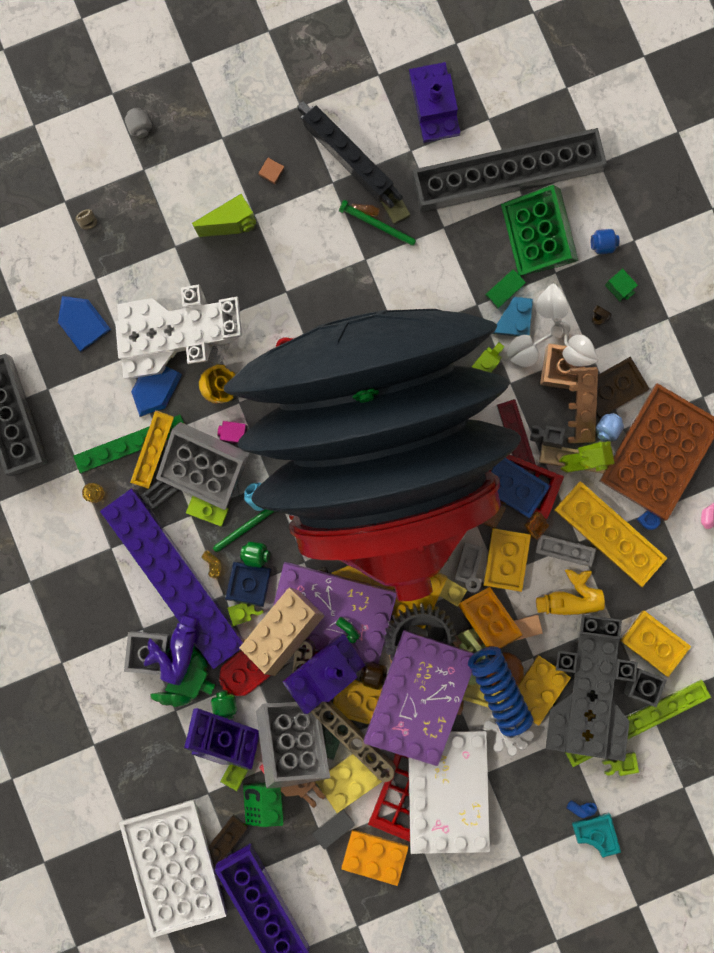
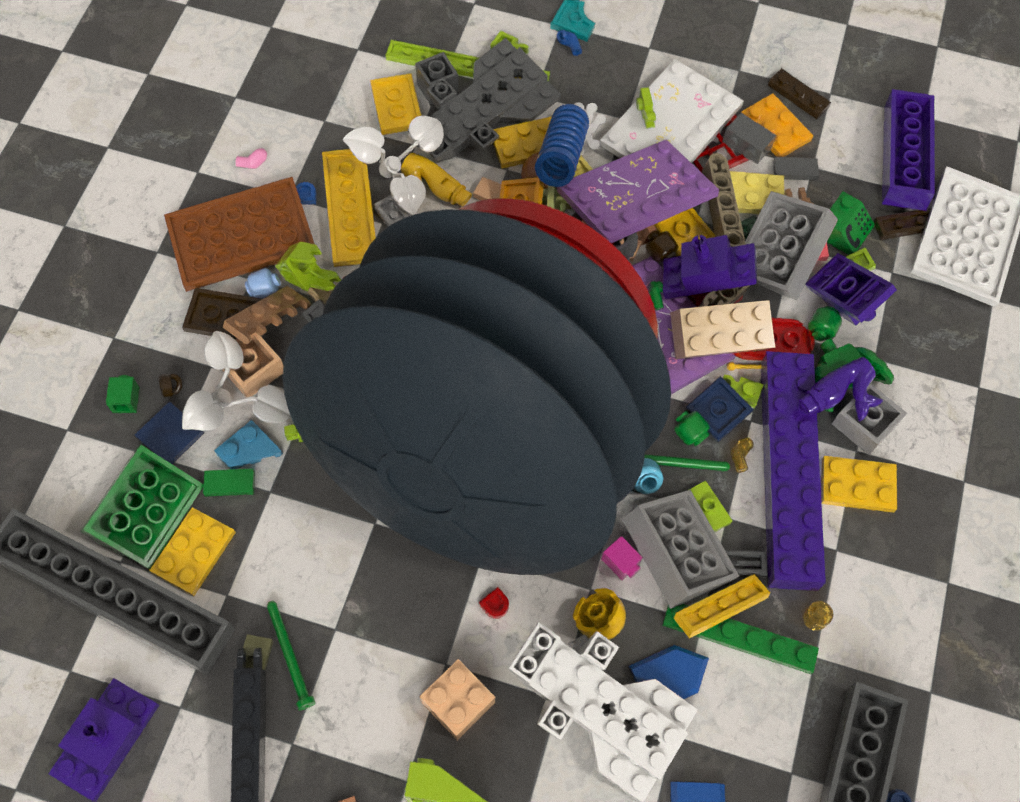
camera: 145 degrees left, 20 degrees down
(125, 604) = (859, 484): none -> yellow plate
(260, 274) = (457, 699): none -> light nougat brick
(367, 209) = (285, 680): clear orange piece -> none
(379, 904) = (799, 93): none -> dark brown plate
(382, 820) = (749, 138): none -> dark grey brick
(476, 784) = (645, 105): none -> lime plate
(486, 233) = (192, 551): none -> yellow plate
(574, 285) = (166, 436): none -> dark blue tile
(604, 241) = (94, 447): blue head -> none
(629, 574) = (366, 147): none -> white plant

